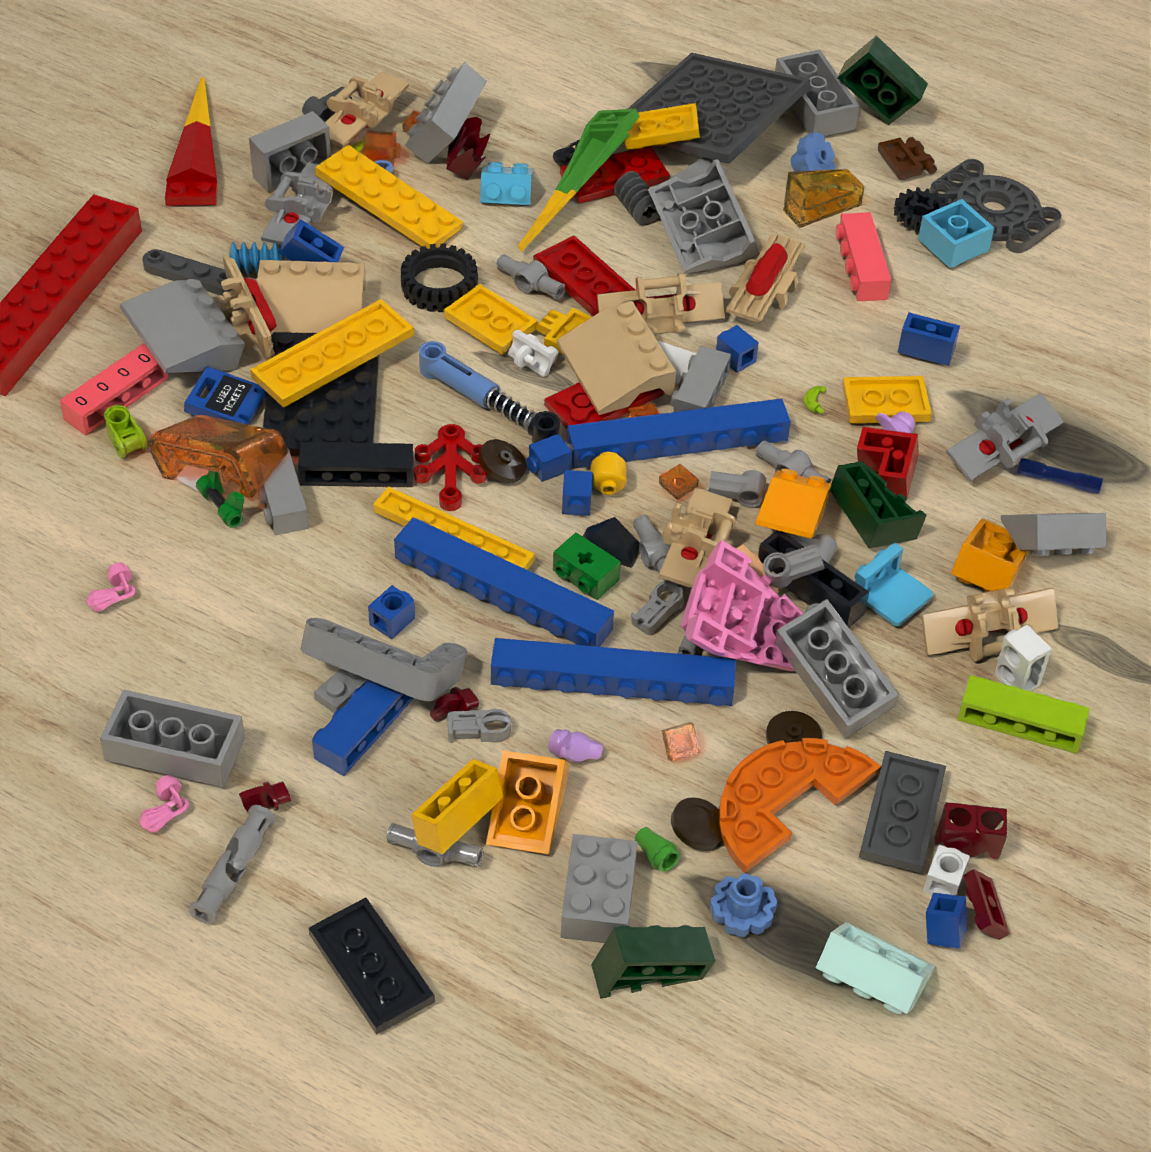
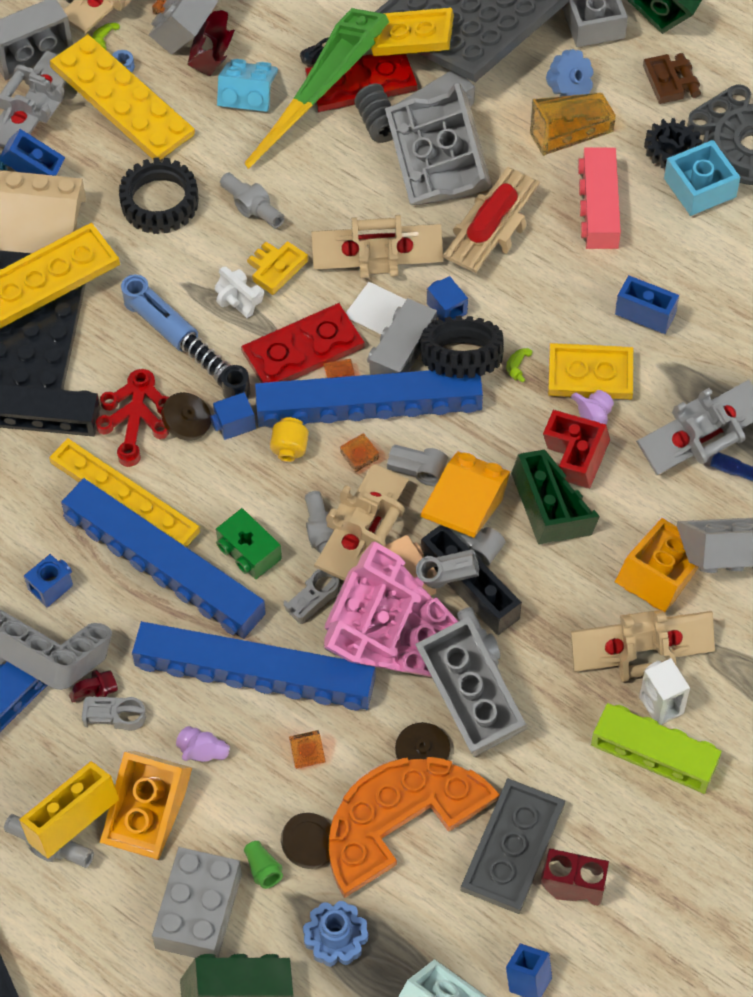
camera: 10 degrees right, 10 degrees up
(381, 146) = (124, 35): clear orange brick -> none
(489, 318) = (202, 247): yellow plate -> none
(577, 492) = (254, 459): blue brick -> none
(581, 272) = (304, 199): red piece -> none
(614, 539) = (279, 517): black slope -> none
(617, 358) = (318, 308): tan piece -> none
(762, 382) = (462, 362): none -> black tyre
(796, 461) = (477, 441): light grey pin -> none
(892, 590) = (551, 593): medium azure bracket -> none
(942, 881) = (537, 930): white brick -> none
(986, 904) = (574, 956): dark red plate -> none

